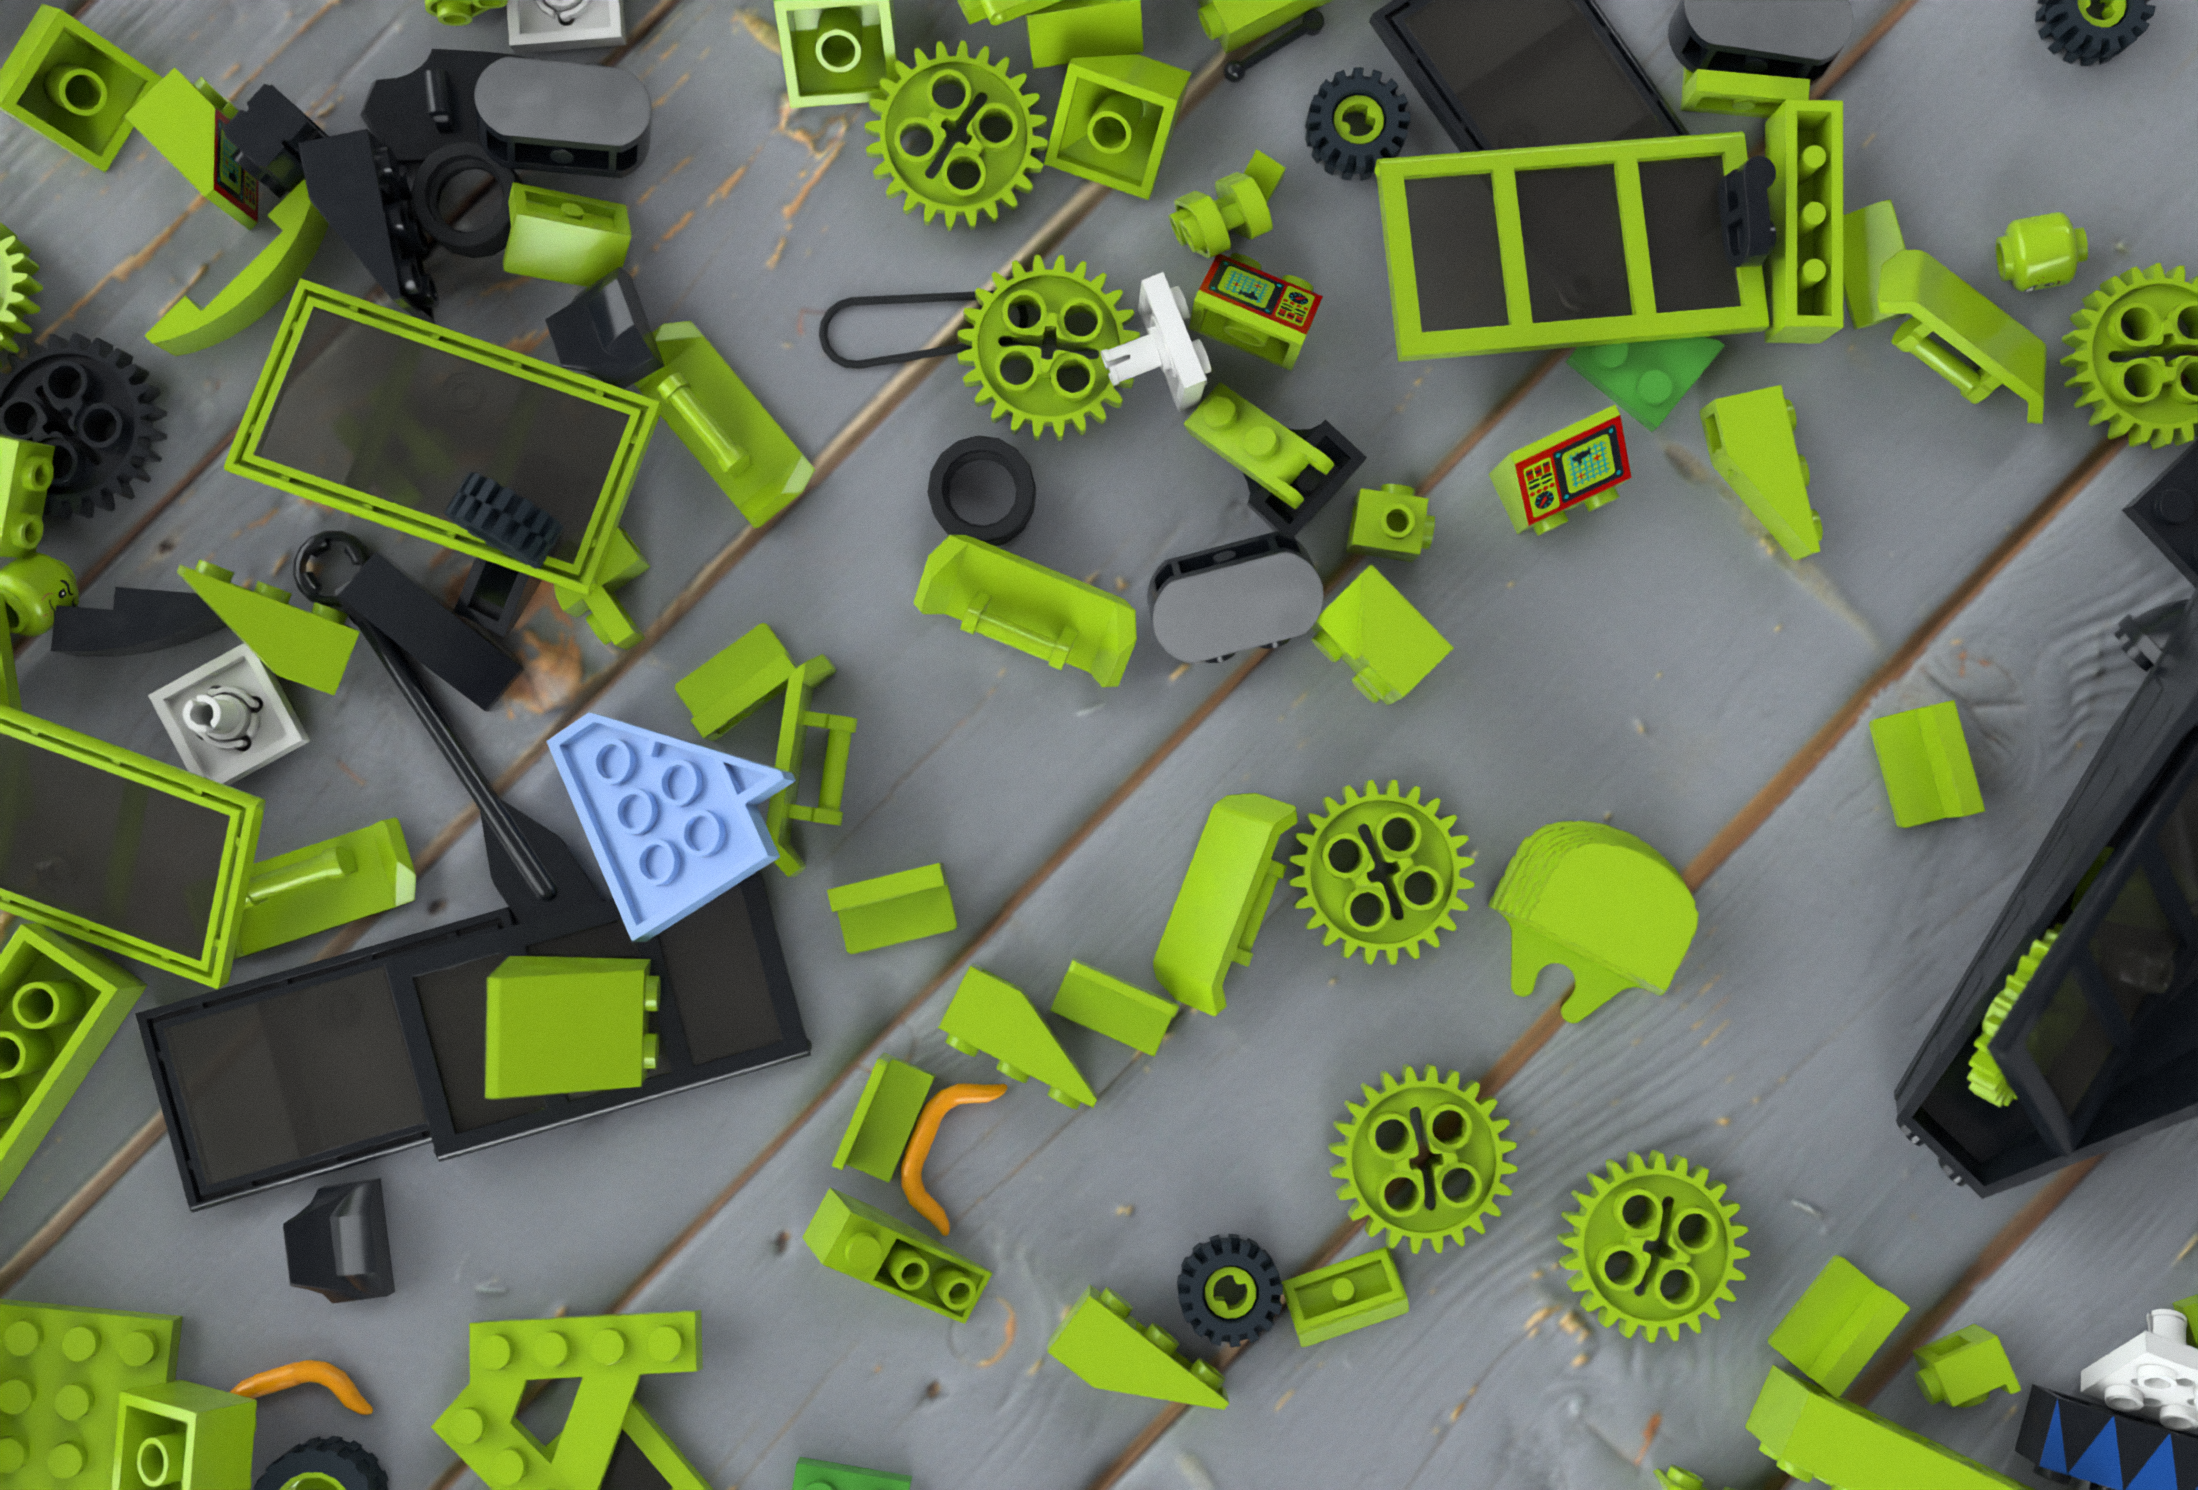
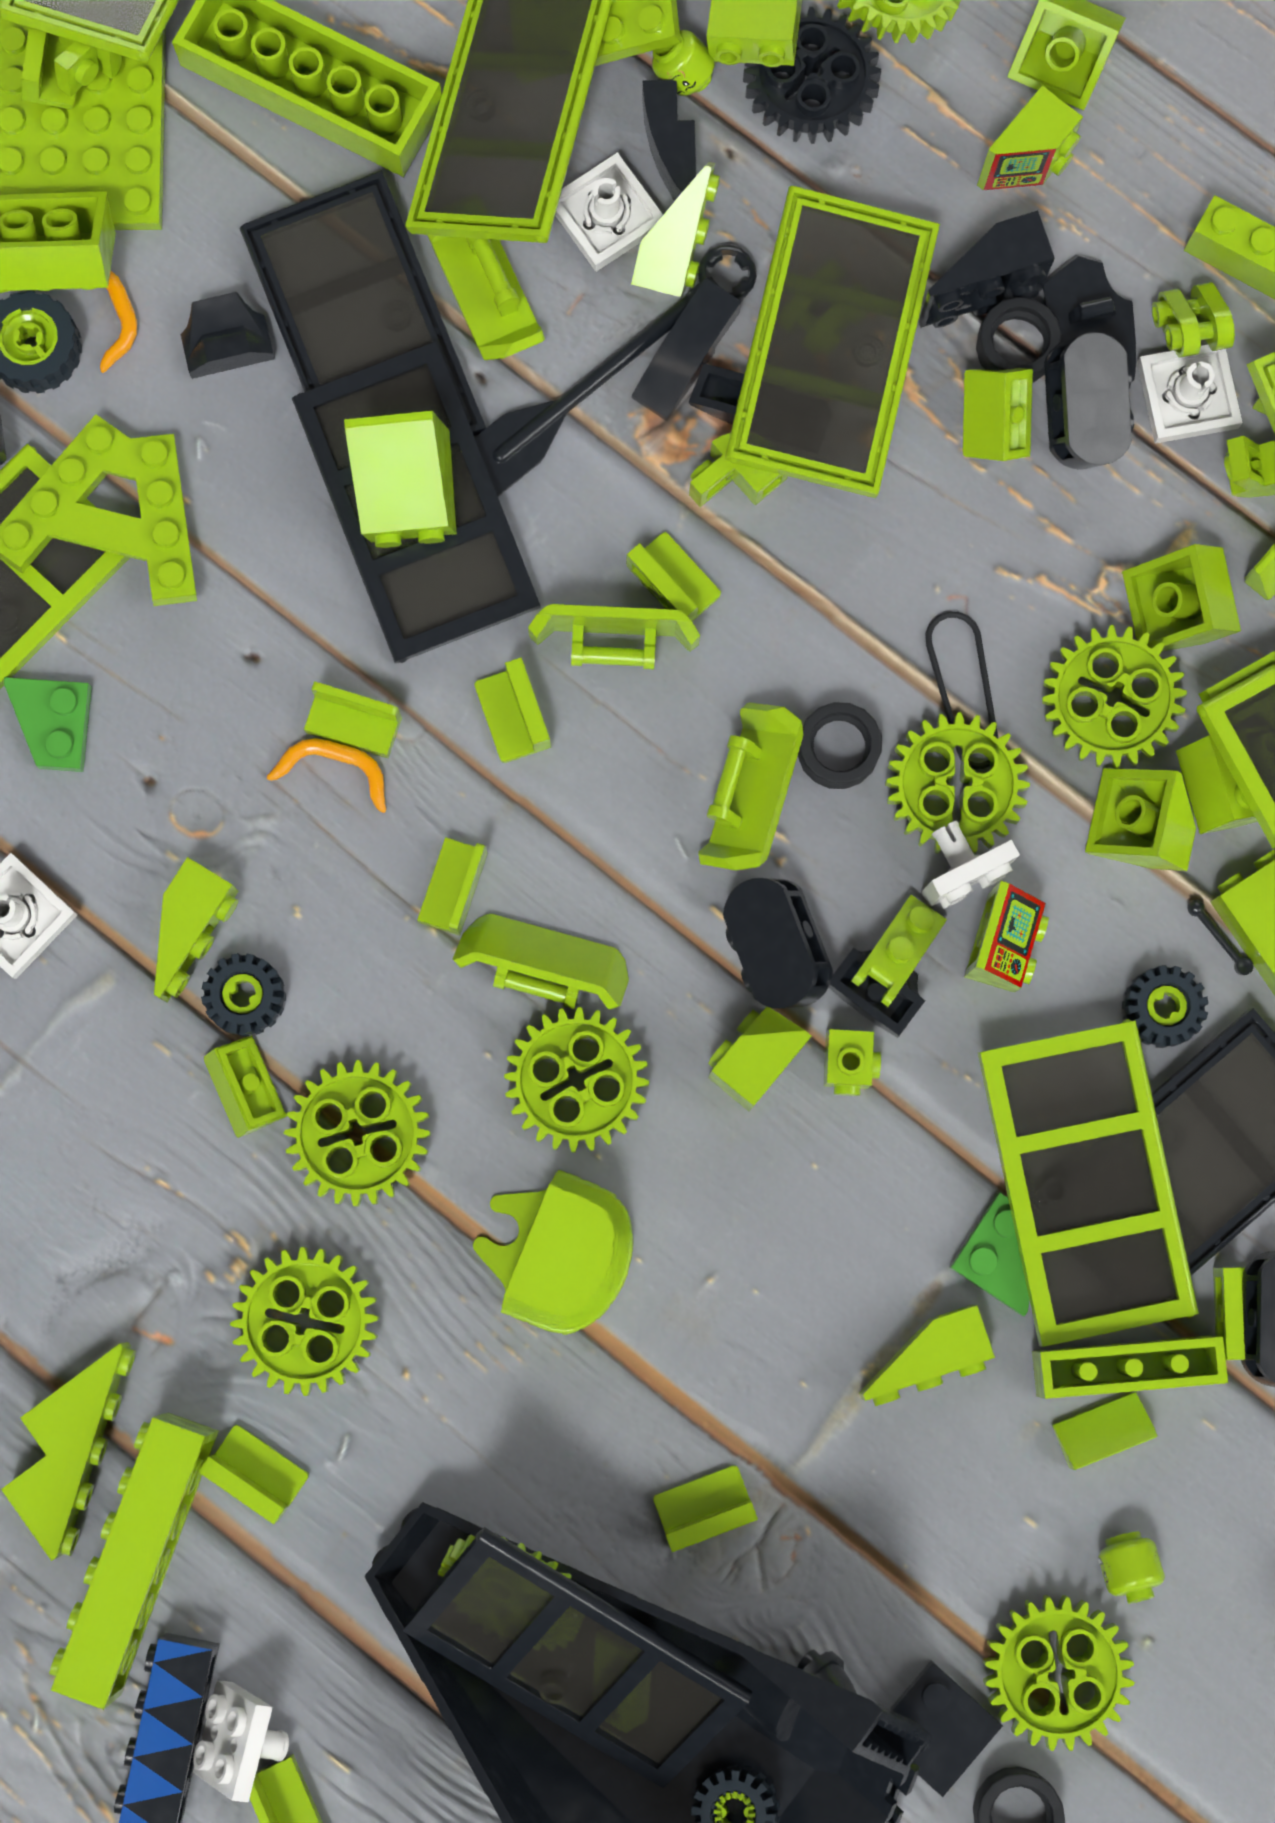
camera: 85 degrees right, 5 degrees down
(255, 290) = (927, 192): lime slope -> none
(269, 139) = (1043, 190): black brick -> none
(504, 519) = (771, 387): black bush -> none
(606, 332) = (927, 451): black slope -> none
(665, 816) = (564, 531): light blue wing -> none
(724, 424) = (872, 543): lime piece -> none
(894, 1256) = (248, 739): lime slope -> none
(1007, 1025) = (430, 807): lime slope -> none
(1205, 222) = (1067, 890): lime brick -> none
(1266, 173) = (1111, 936): lime piece -> none
(1564, 471) = (904, 1192): slope -> none
(1744, 213) = (1112, 1317): black plate -> none
(1964, 1368) = (228, 1578): lime brick -> none
(1967, 320) = (1057, 1507): lime piece -> none

